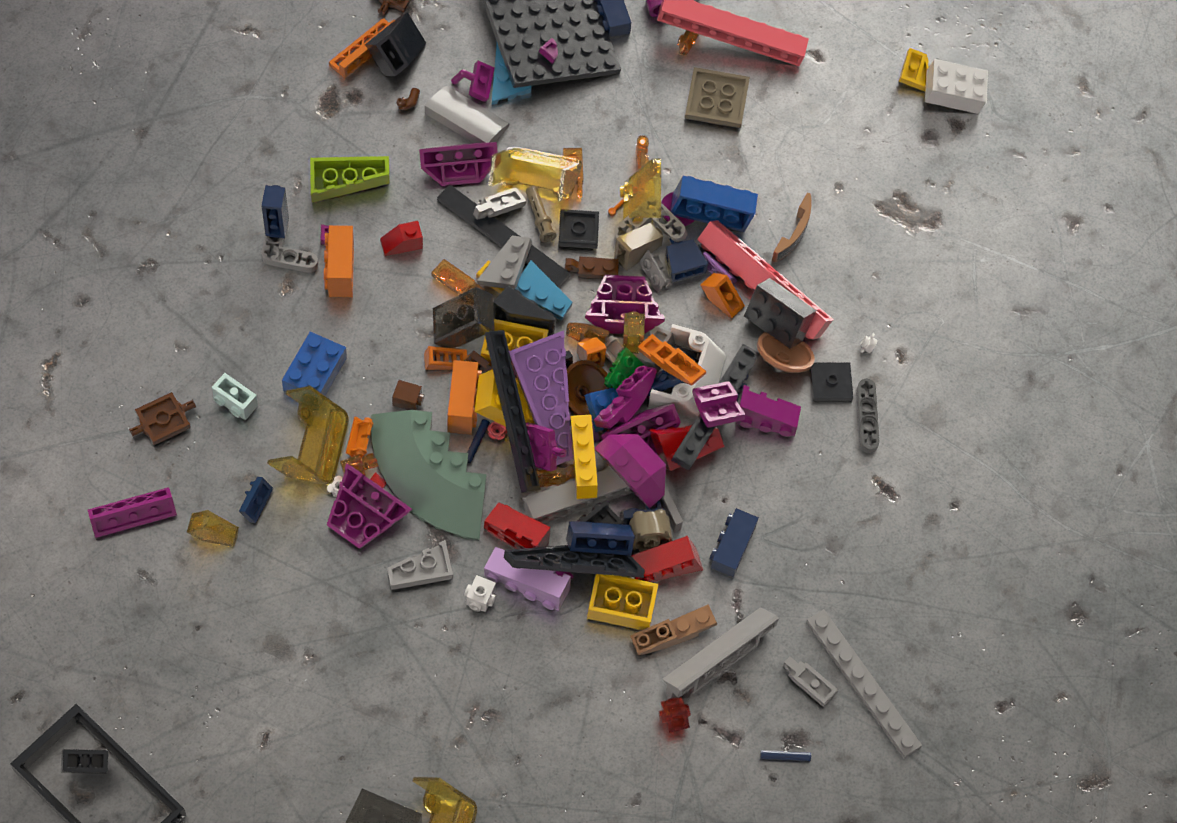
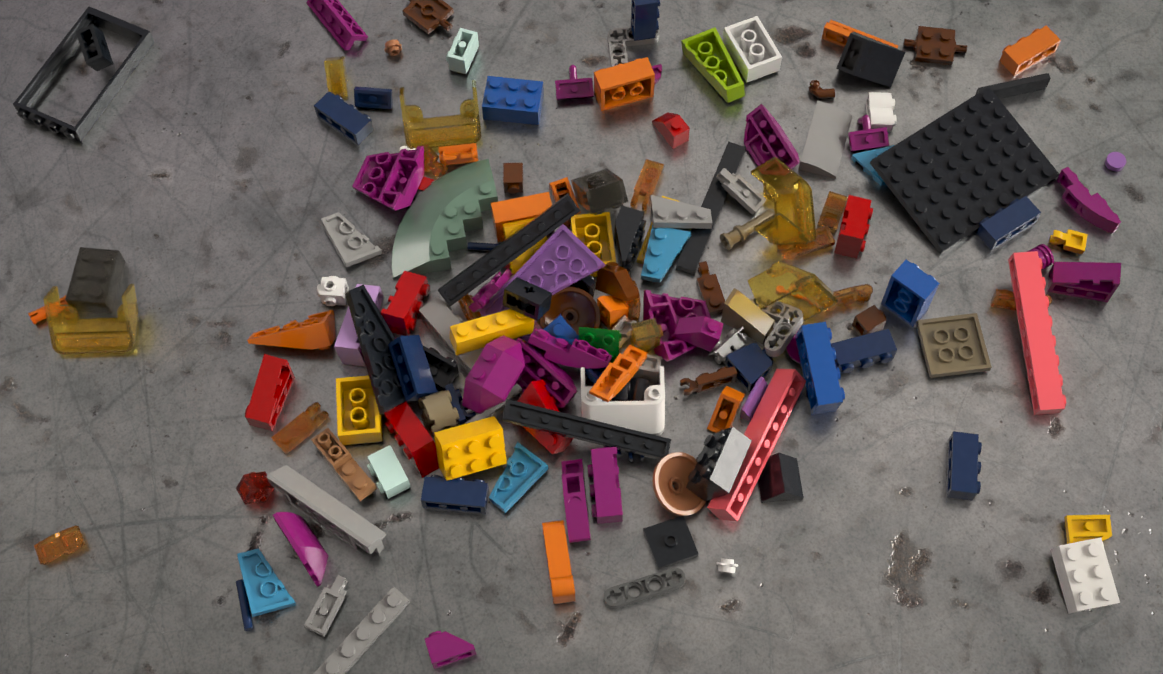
camera: 80 degrees right, 0 degrees up
(196, 465) = (393, 47): none -> nougat plate
(269, 534) = (343, 117): none -> dark blue brick
(320, 308) = (573, 87): none -> magenta plate
(342, 136) = (752, 49): none -> white brick
(452, 59) = (880, 110): none -> white brick
(516, 633) = (310, 334): none -> orange wedge
(545, 140) = (832, 210): none -> clear orange slope
(549, 50) = (923, 178): magenta tile -> none
(571, 410) = (527, 298): none -> black brick
(572, 126) = (854, 227): none -> red wedge
(575, 333) = (616, 282): none -> reddish brown slope
(576, 681) = (269, 392): none -> red wedge
(578, 228) = (744, 263): black plate -> none
(619, 665) = (299, 428): none -> clear orange hinge
(644, 284) = (699, 331): none -> magenta slope
(665, 106) = (909, 292): none -> blue brick
(673, 151) = (869, 321): none -> reddish brown brick
(688, 300) = (709, 381): none -> reddish brown plate
(695, 592) = (388, 472): none -> light aqua brick
(700, 510) = (470, 448): none -> yellow brick
(701, 159) = (864, 351): none -> dark blue brick
(718, 404) = (584, 427): magenta slope -> none
(731, 485) = (519, 475): none -> dark azure wing
(743, 683) = (304, 543): none -> magenta wedge
(772, 440) = (575, 500): none -> magenta slope
(777, 733) = (262, 585): none -> dark azure wing
(786, 245) = (804, 454): medium nougat slope -> none
(802, 275) = (780, 479): none -> black slope
(827, 475) = (558, 562): none -> orange beam
(832, 134) = (963, 466): none -> dark blue brick
(879, 589) = (447, 648): none -> magenta slope

